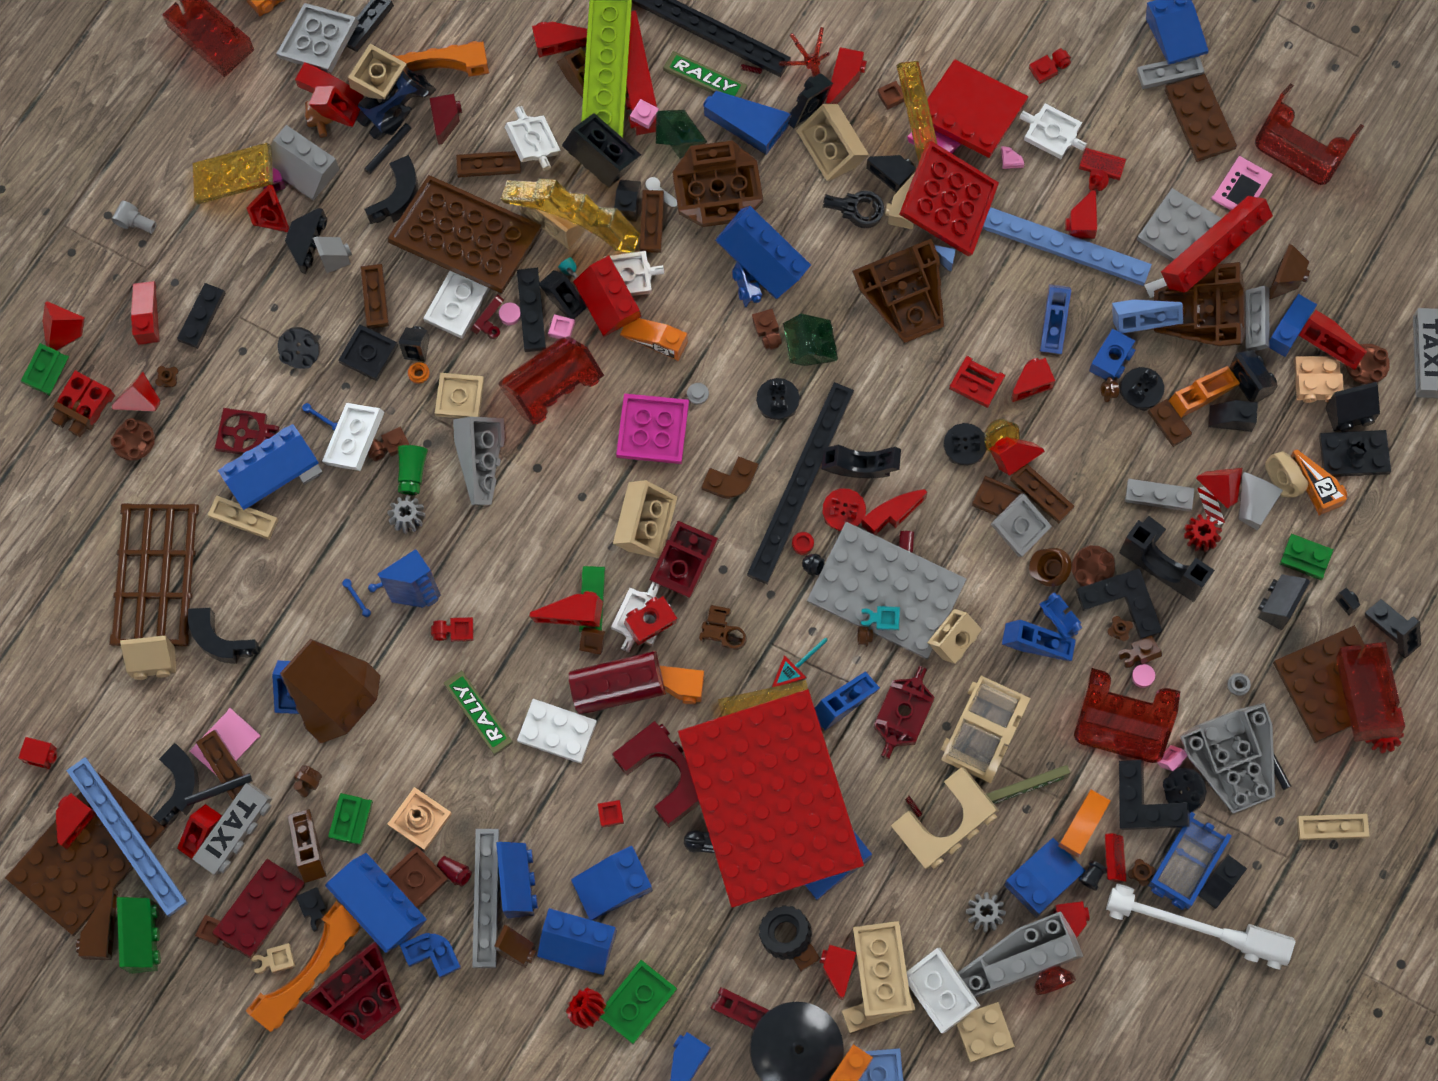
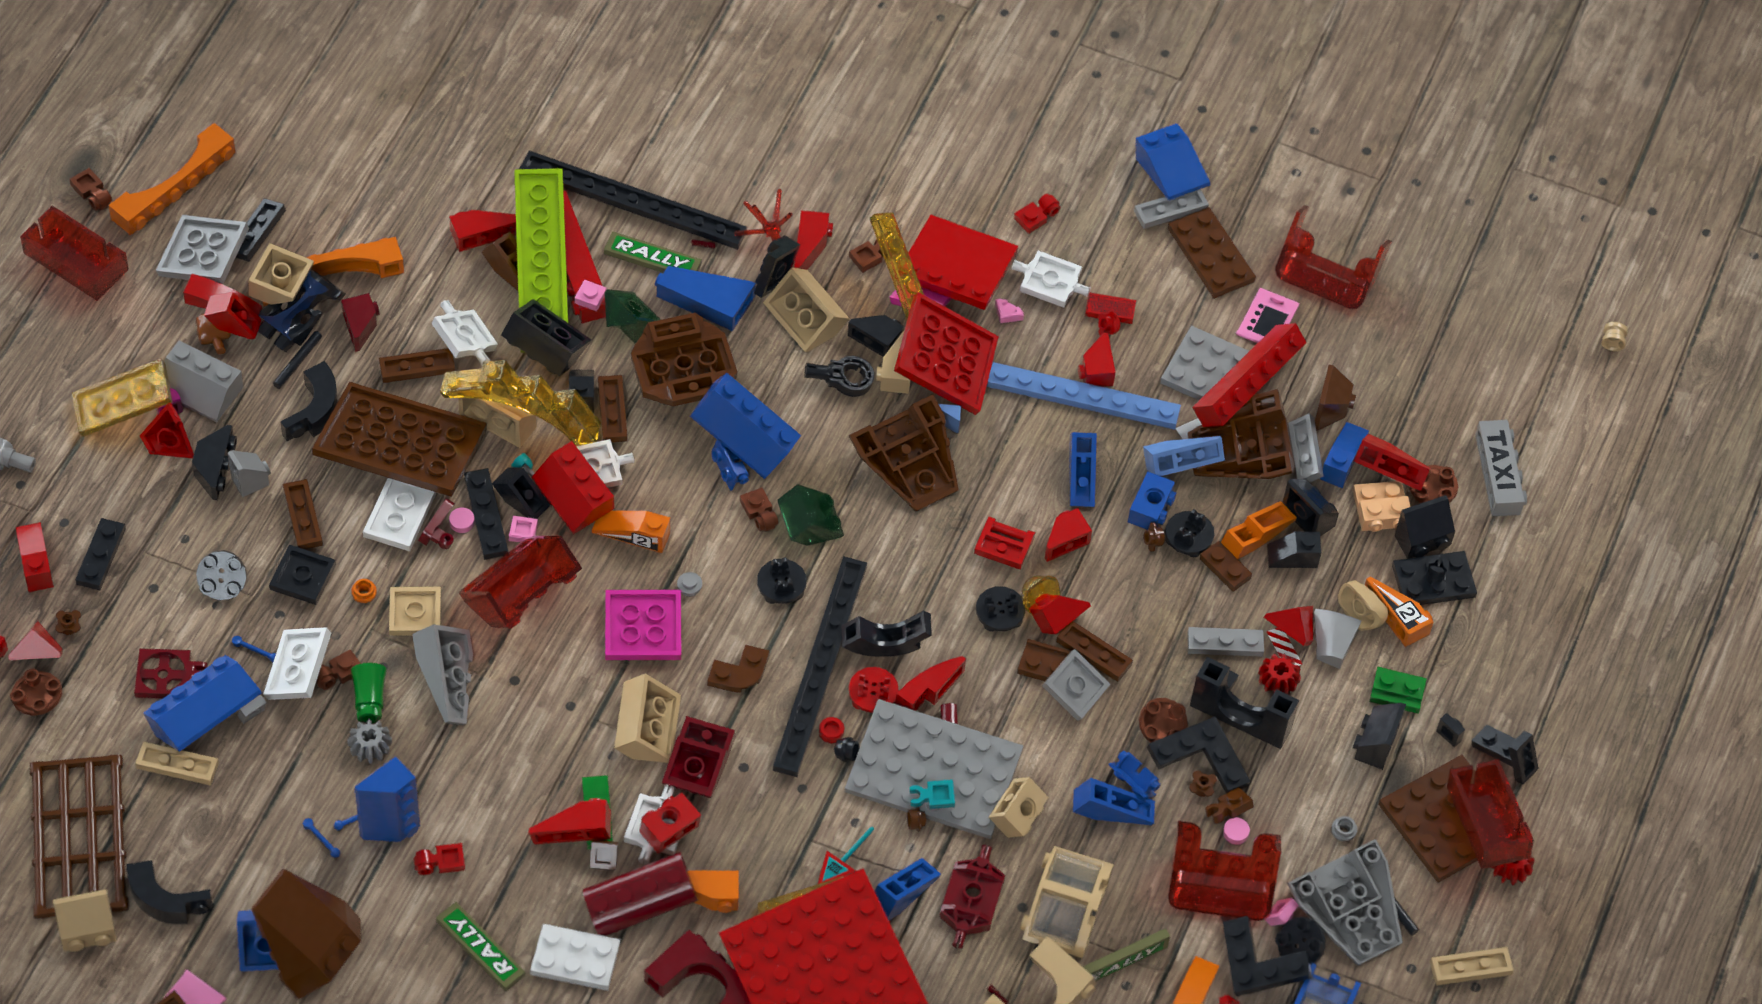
camera: 15 degrees left, 15 degrees down
(414, 343) = (356, 560): black slope -> none
(654, 184) = (609, 370): white sticker -> none
(717, 626) = (745, 826): reddish brown piece -> none
(1050, 566) = (1115, 725): reddish brown hat -> none

